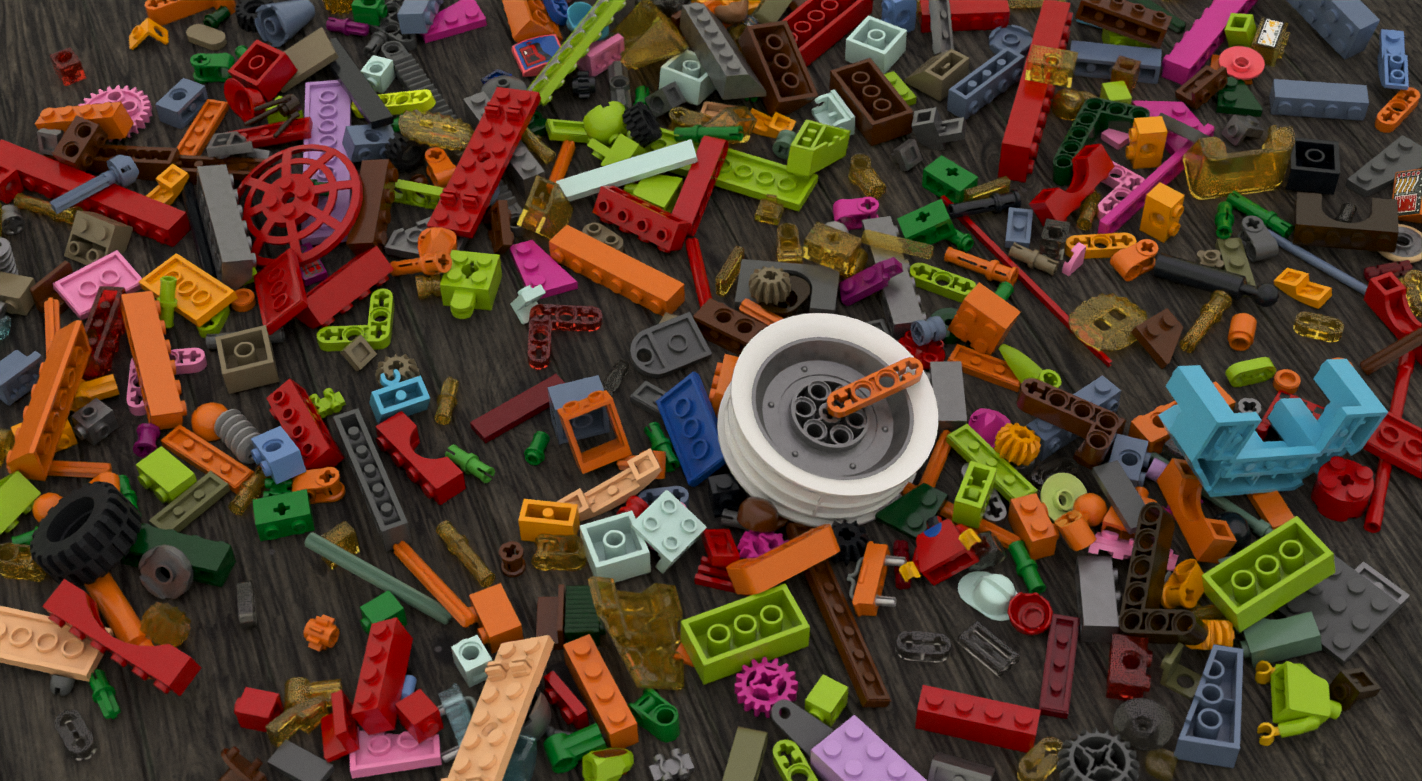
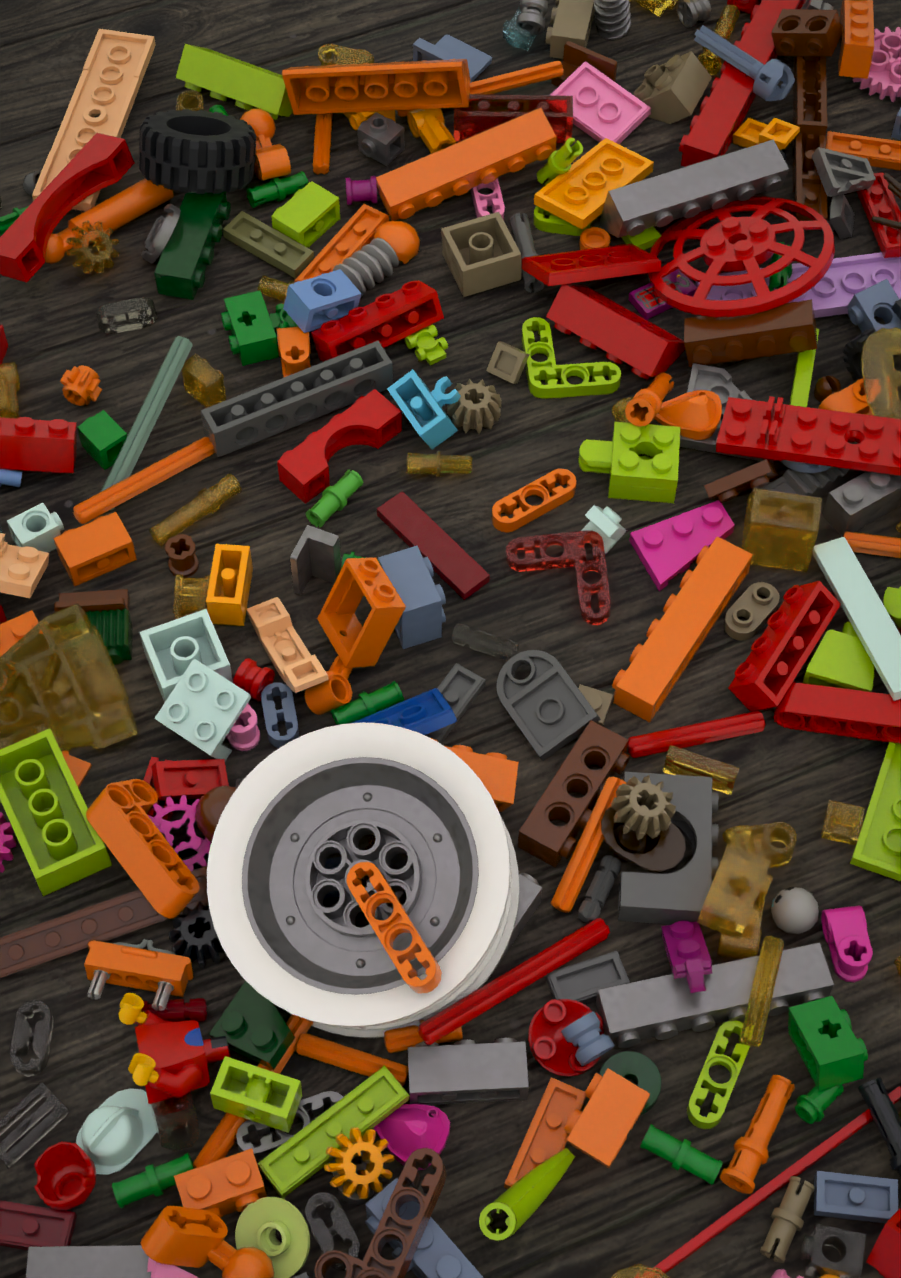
camera: 85 degrees right, 10 degrees up
(490, 357) = (528, 513): none -> orange beam
(535, 467) = (316, 556): none -> flat silver panel

